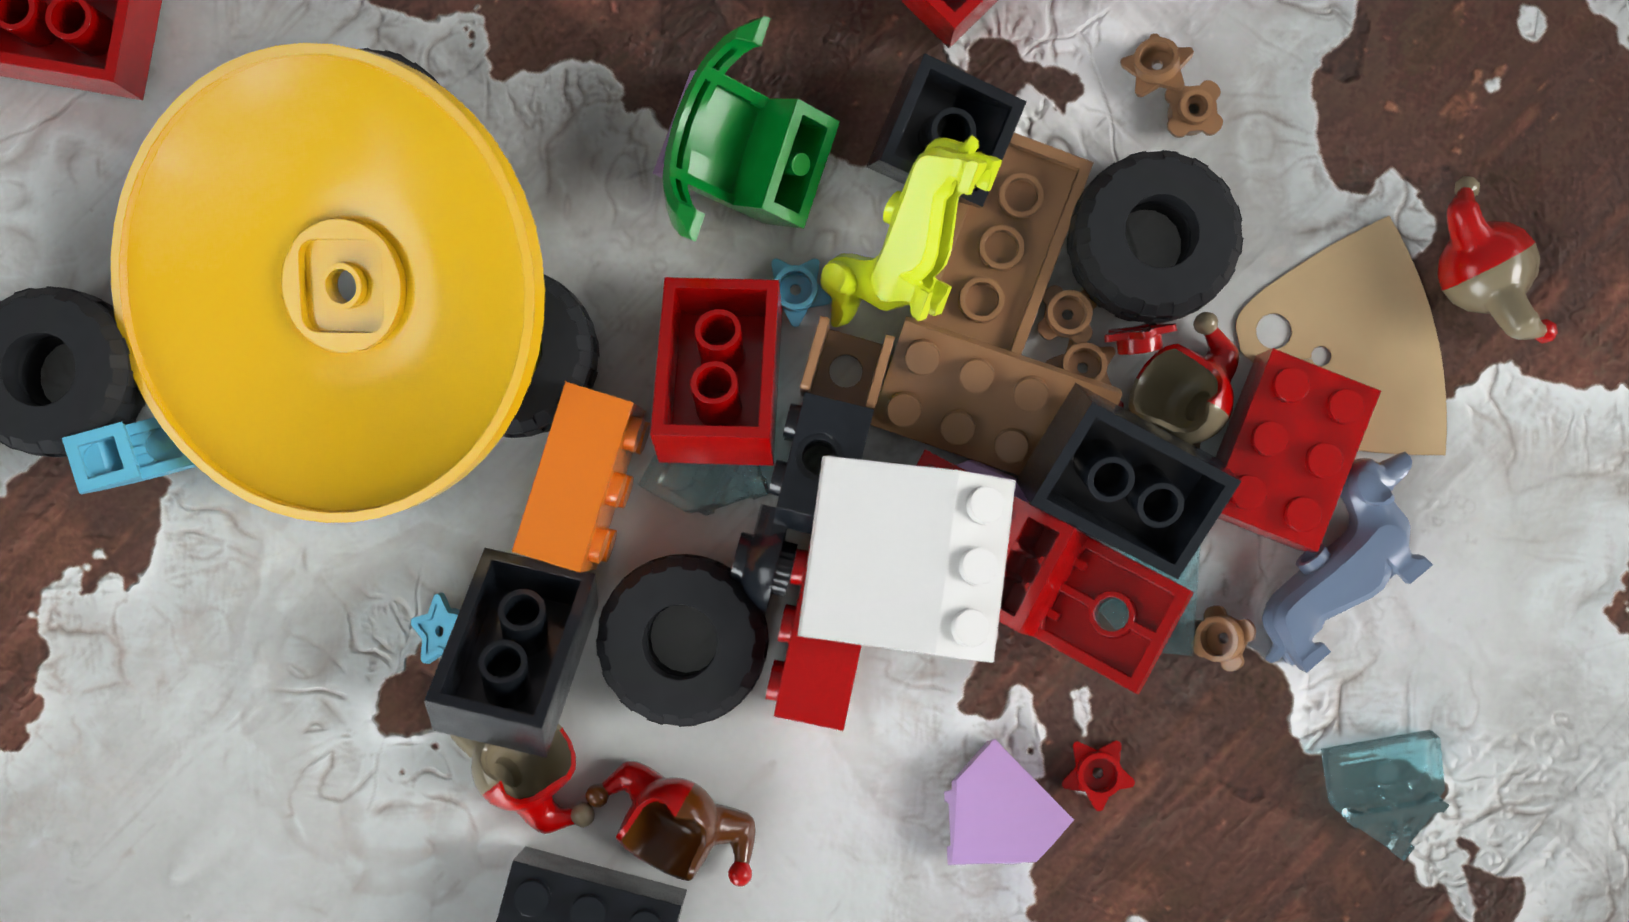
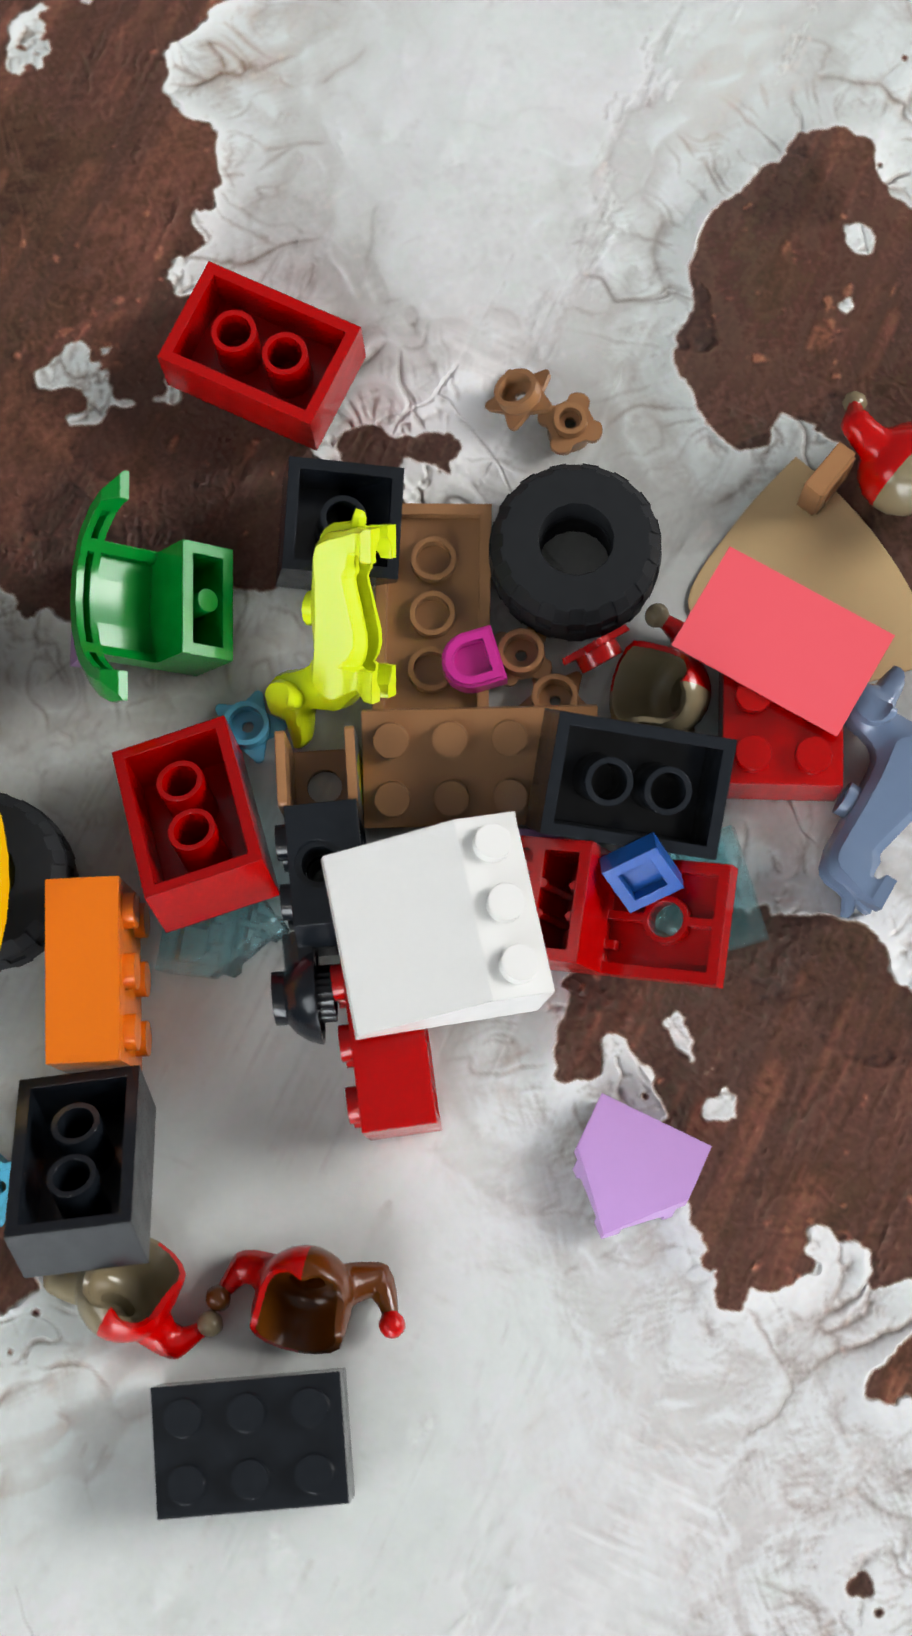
camera: 15 degrees left, 10 degrees down
(636, 671) = (194, 1086): black tyre -> none
(1024, 308) = (473, 661): none -> dark pink tile
(1107, 568) = (641, 872): none -> blue tile
(1112, 778) = (736, 1089): red plate -> none
(1209, 645) = (775, 914): medium nougat plate -> none
(1317, 398) = (783, 641): none -> coral piece
(1412, 251) = (826, 479): none -> medium nougat tile

